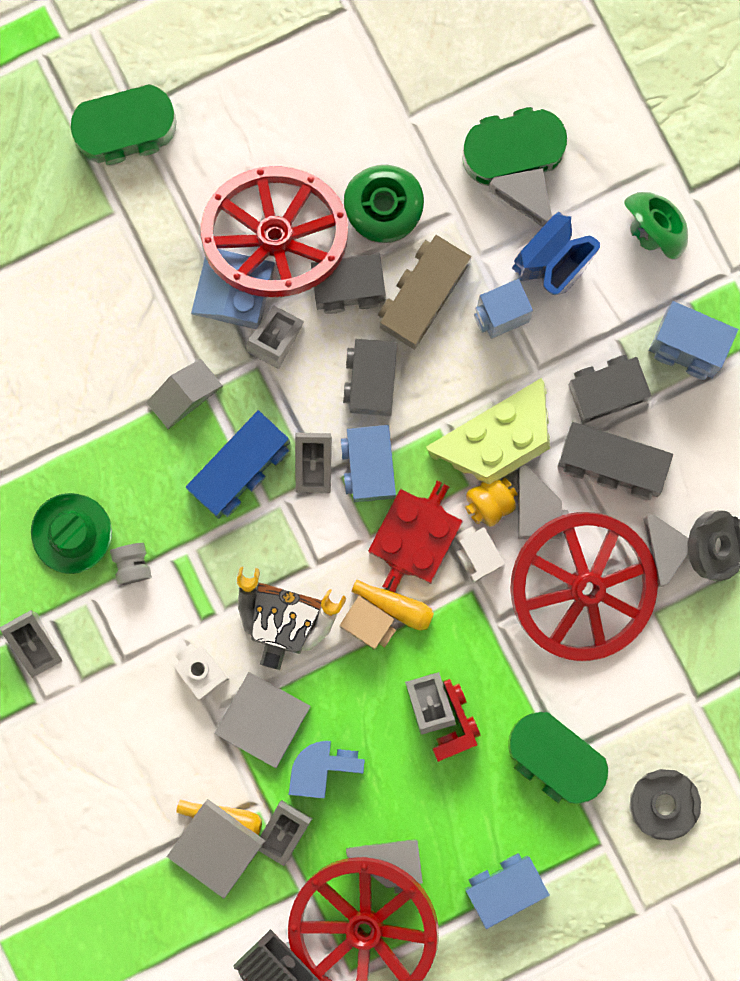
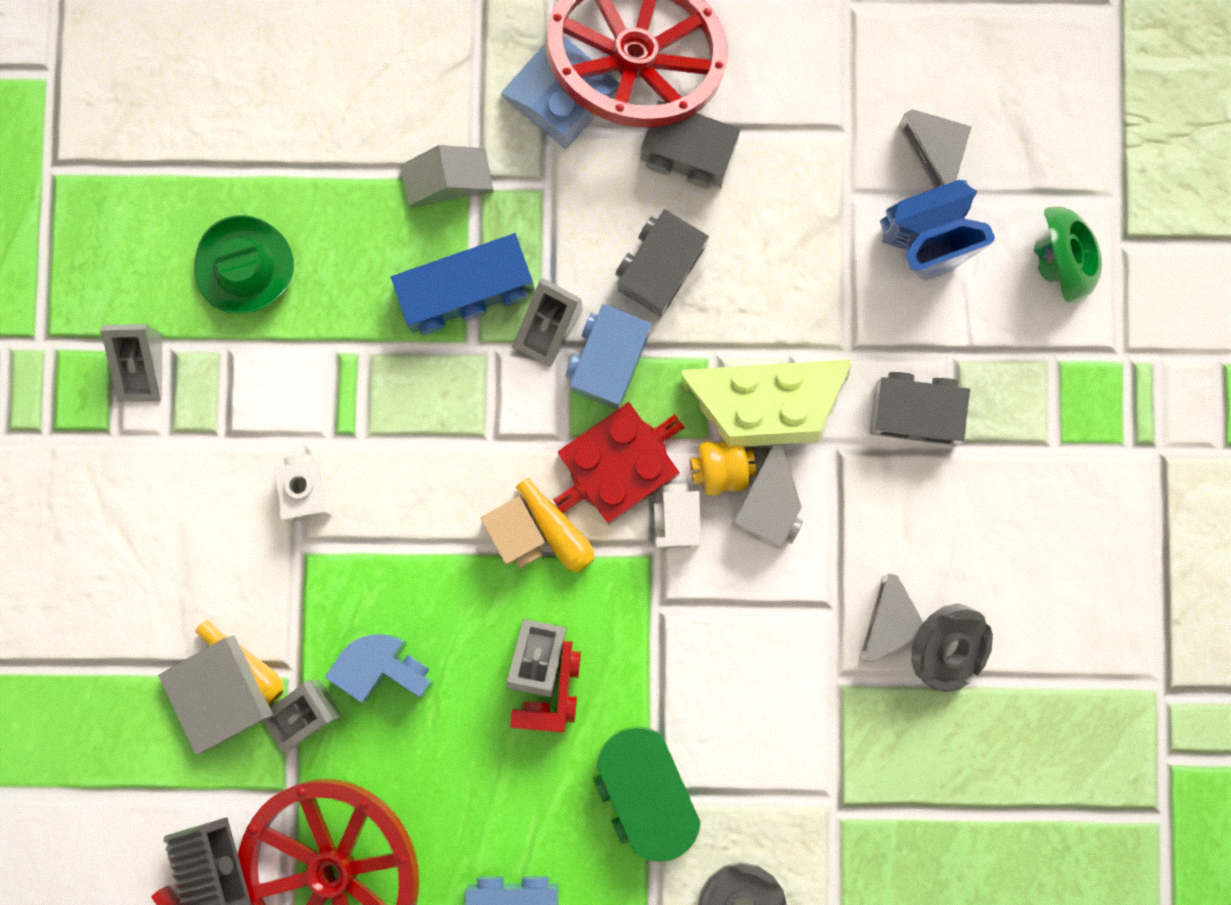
camera: 30 degrees right, 0 degrees up
(130, 563) = (289, 331): light grey wheel -> none
(262, 719) = (343, 578): light grey tile -> none
(274, 336) = (576, 164): light grey slope -> none
(283, 618) = (423, 477): torso -> none
(384, 203) = (774, 77): green hat -> none
(400, 853) = (413, 807): light grey slope -> none
(423, 291) = (768, 196): dark tan brick -> none
(503, 309) = (846, 259): medium blue brick -> none
(514, 144) = (953, 85): green brick -> none
(577, 582) = (772, 607): red wheel -> none
(614, 461) = (885, 494): dark grey brick -> none
(692, 341) = (1043, 403): medium blue brick -> none

